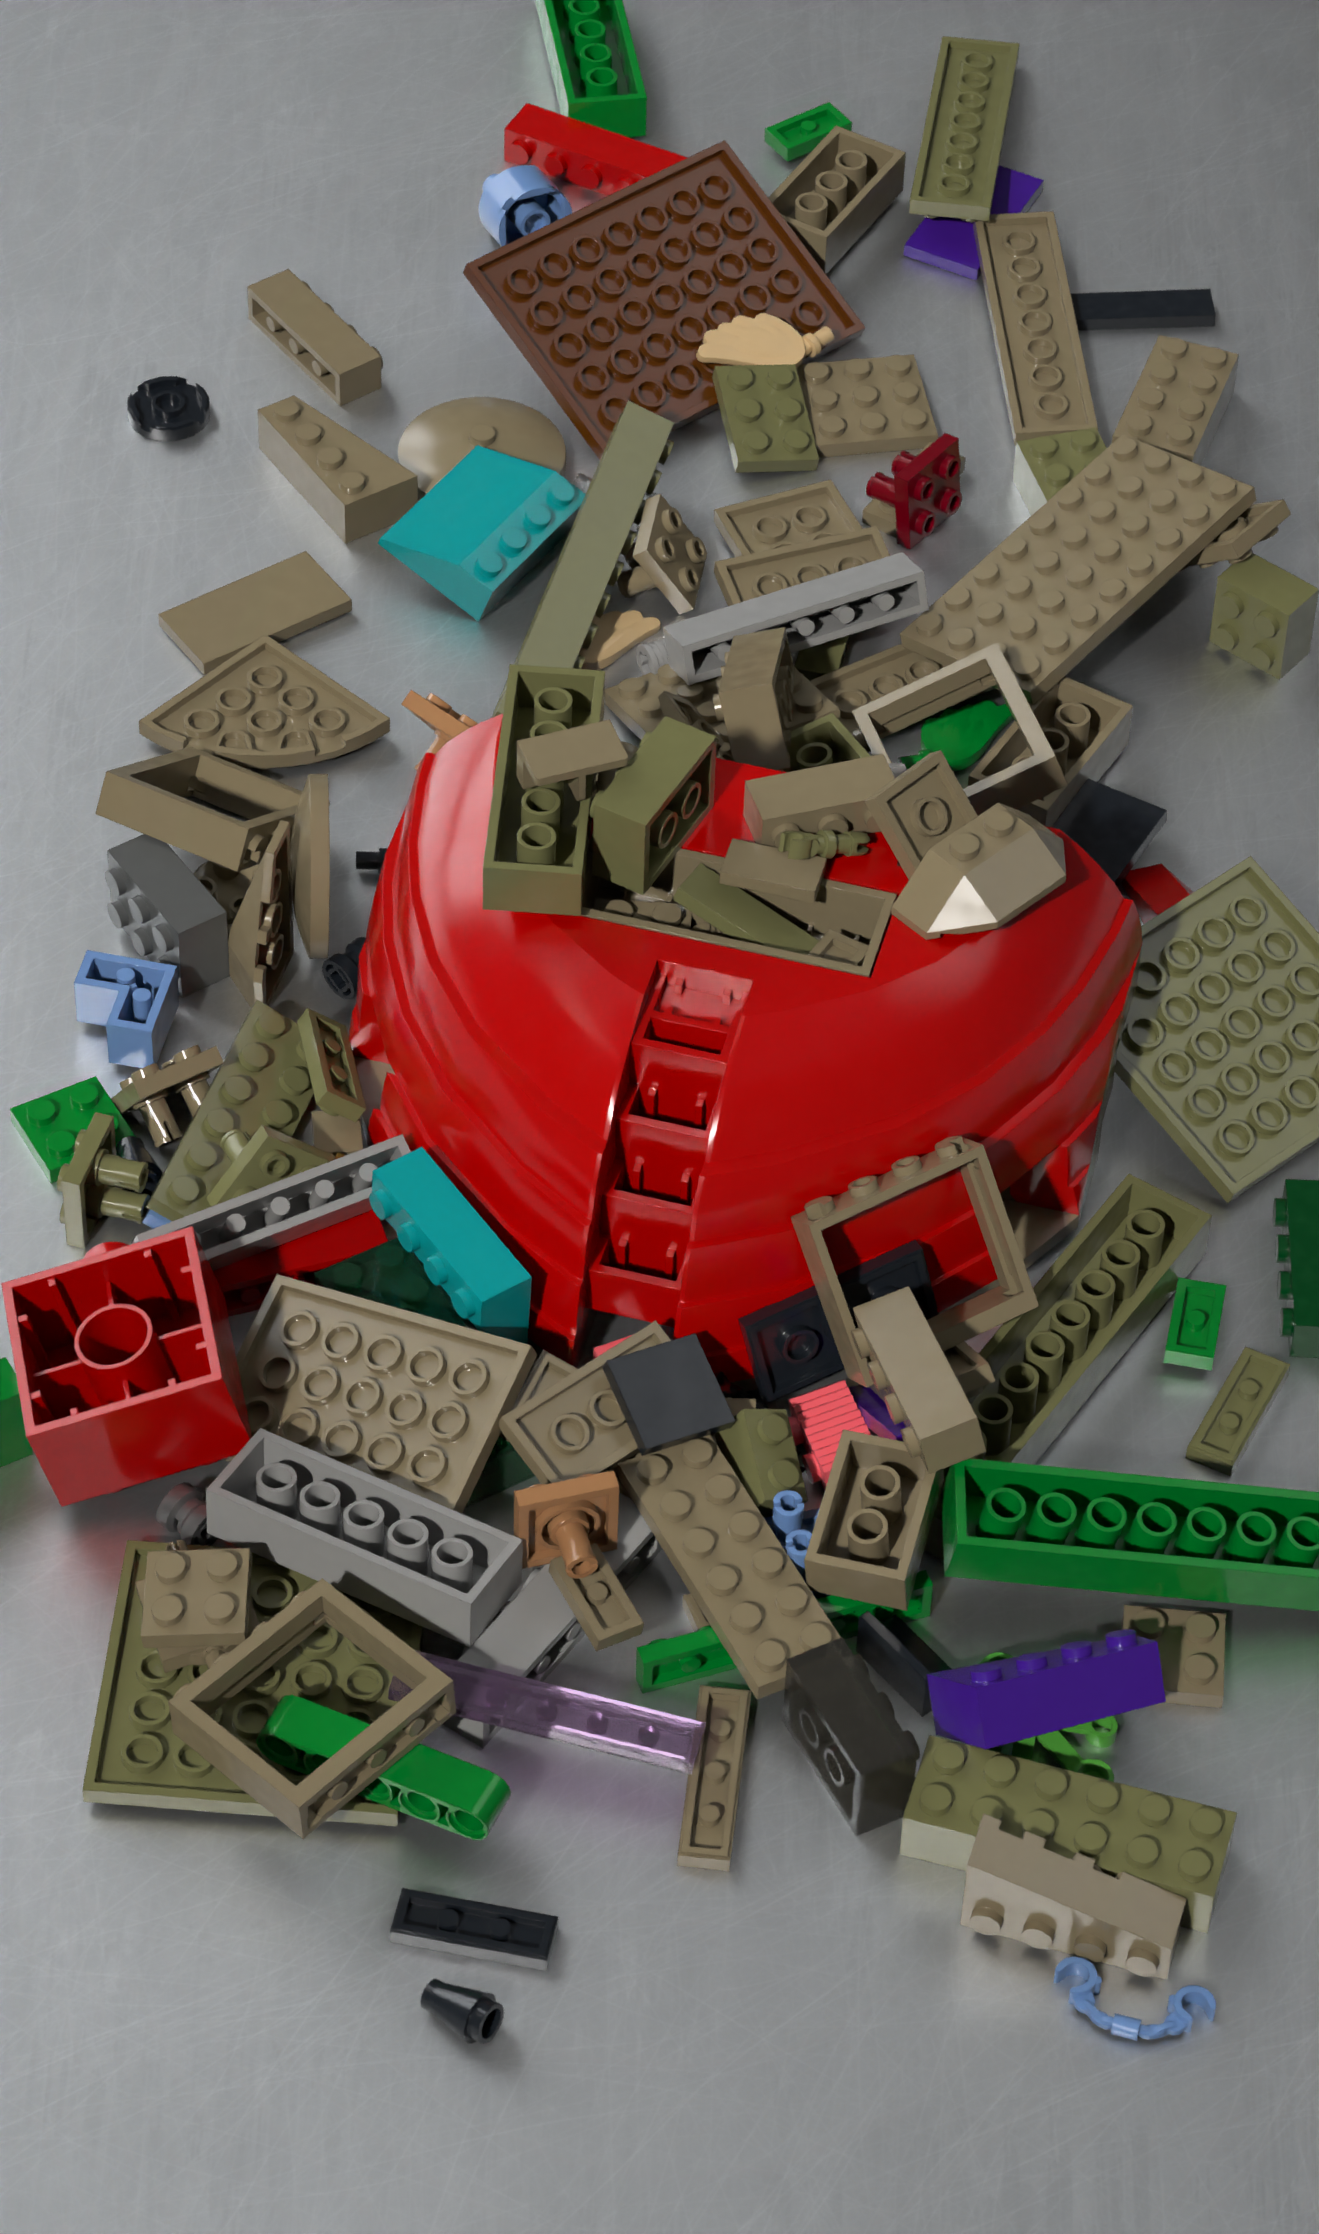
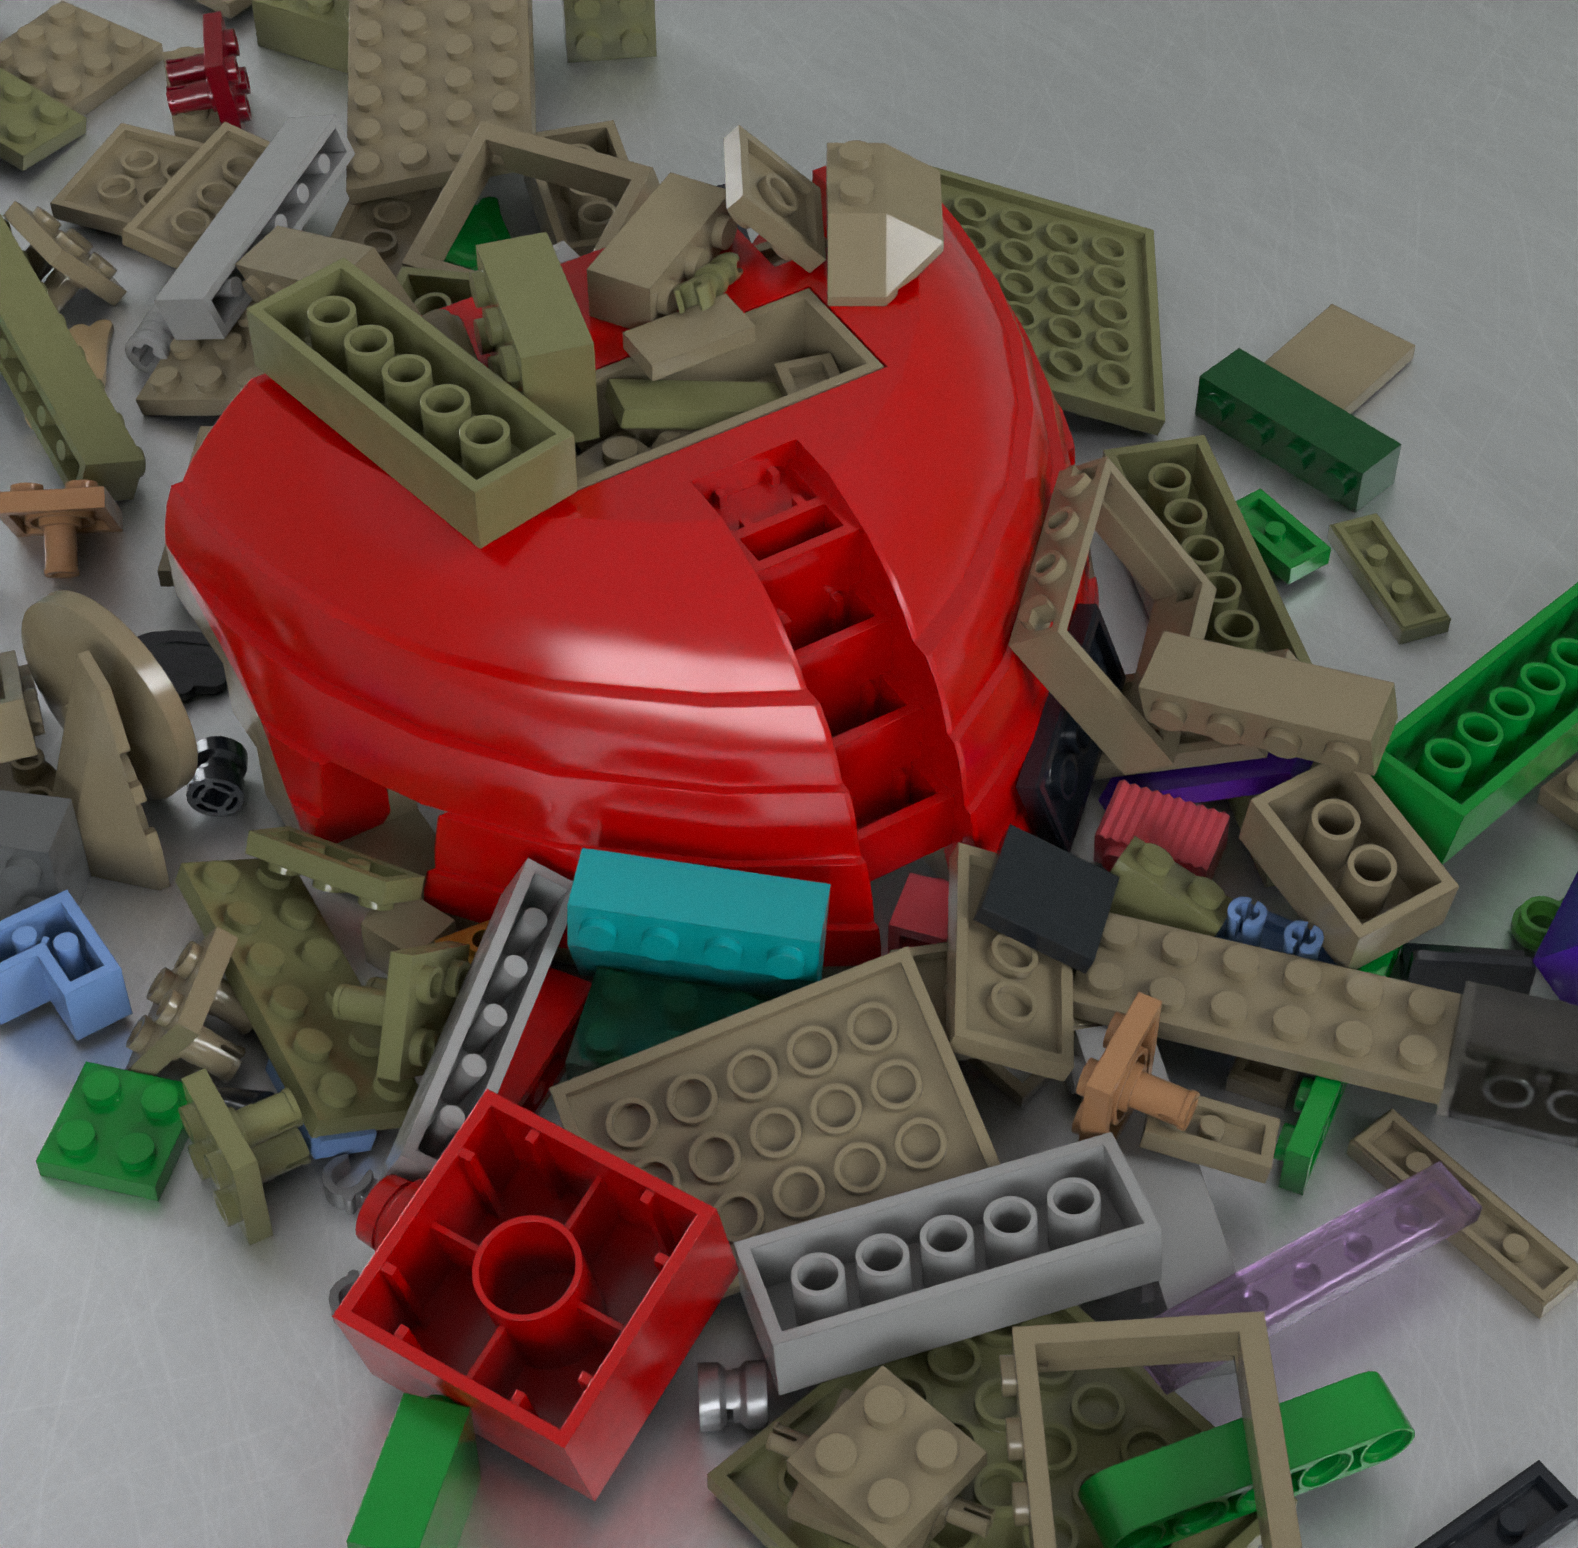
camera: 45 degrees left, 0 degrees up
(570, 756) = (444, 334): dark tan panel -> none

